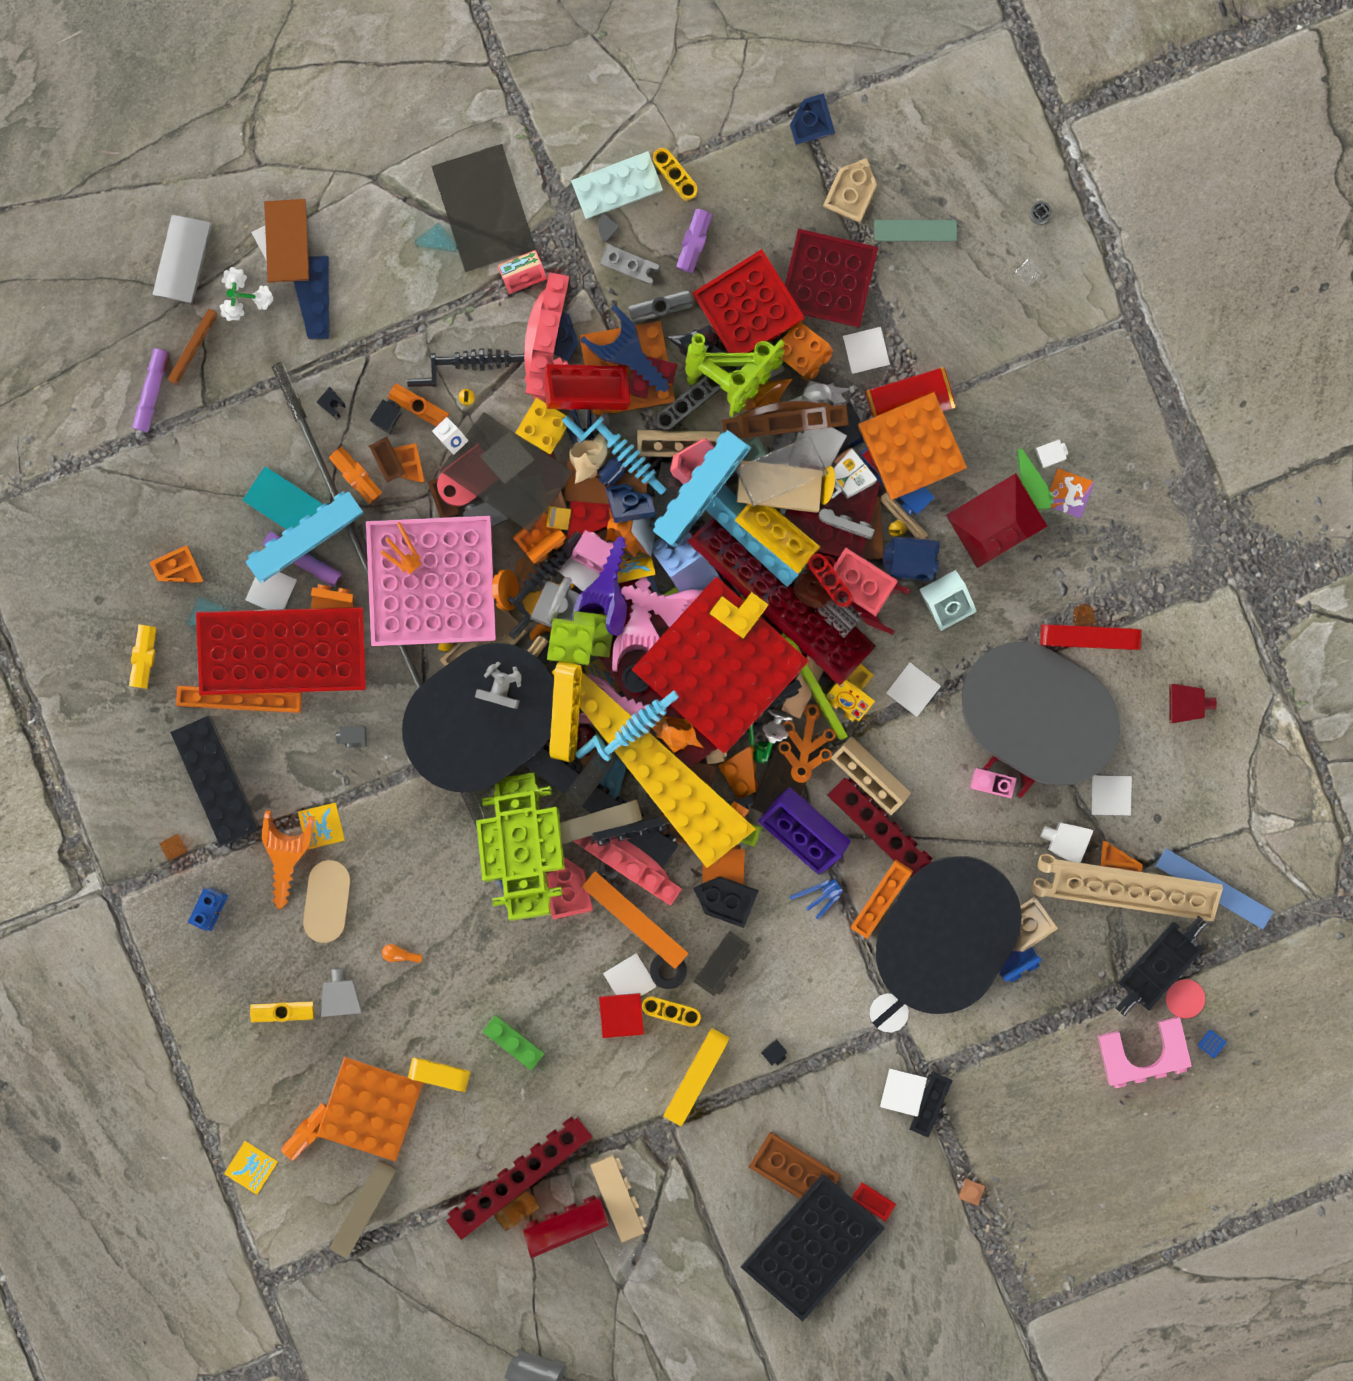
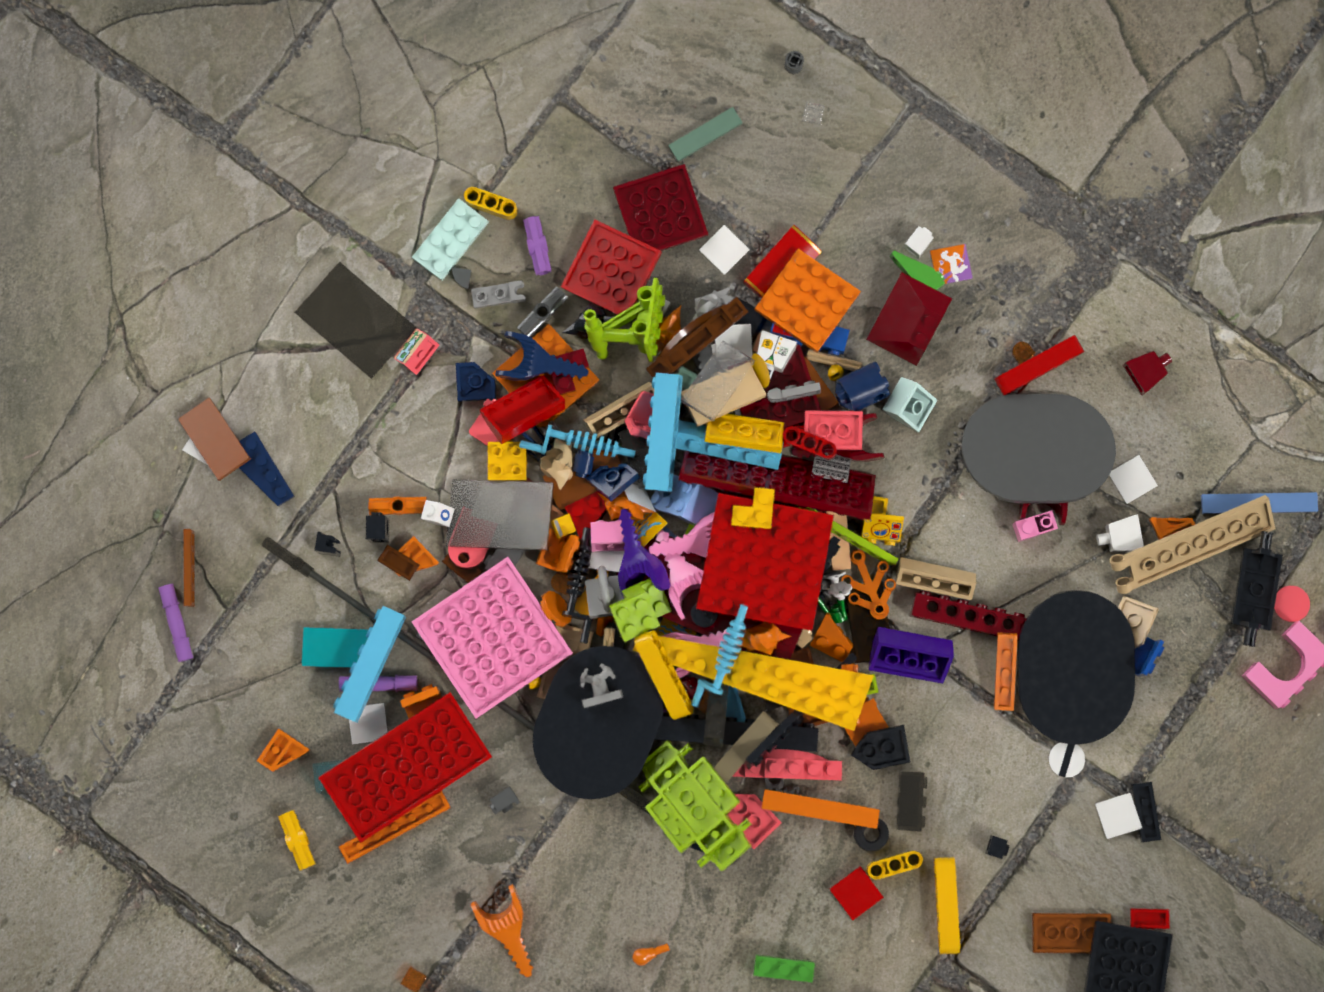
camera: 30 degrees left, 5 degrees down
(182, 259) = (139, 504): light grey slope -> none
(215, 780) = (415, 904): black brick -> none
(231, 308) = (190, 496): white plant -> none
(326, 827) = (526, 884): yellow sticker -> none
(326, 901) = (564, 947): tan tile -> none
(355, 475) = (380, 590): orange piece -> none
(409, 562) = (465, 632): orange plant -> none
(436, 239) = (332, 366): clear light blue slope -> none
(457, 360) = (413, 447): black piece -> none
(471, 397) = (428, 478): yellow hinge -> none
(543, 332) = (462, 388): coral piece -> none
(630, 977) = (844, 858): white sticker -> none
(688, 399) = (608, 371): dark grey beam -> none
(805, 351) = (678, 278): orange bracket -> none
(810, 590) = (798, 461): copper tile -> none
(812, 120) = (572, 98): dark blue plate -> none
(830, 890) = (961, 690): blue plant -> none
(852, 190) = (637, 133): tan tile -> none
(913, 689) = (926, 491): white sticker -> none
(971, 1191) = (1222, 862): nougat plate -> none

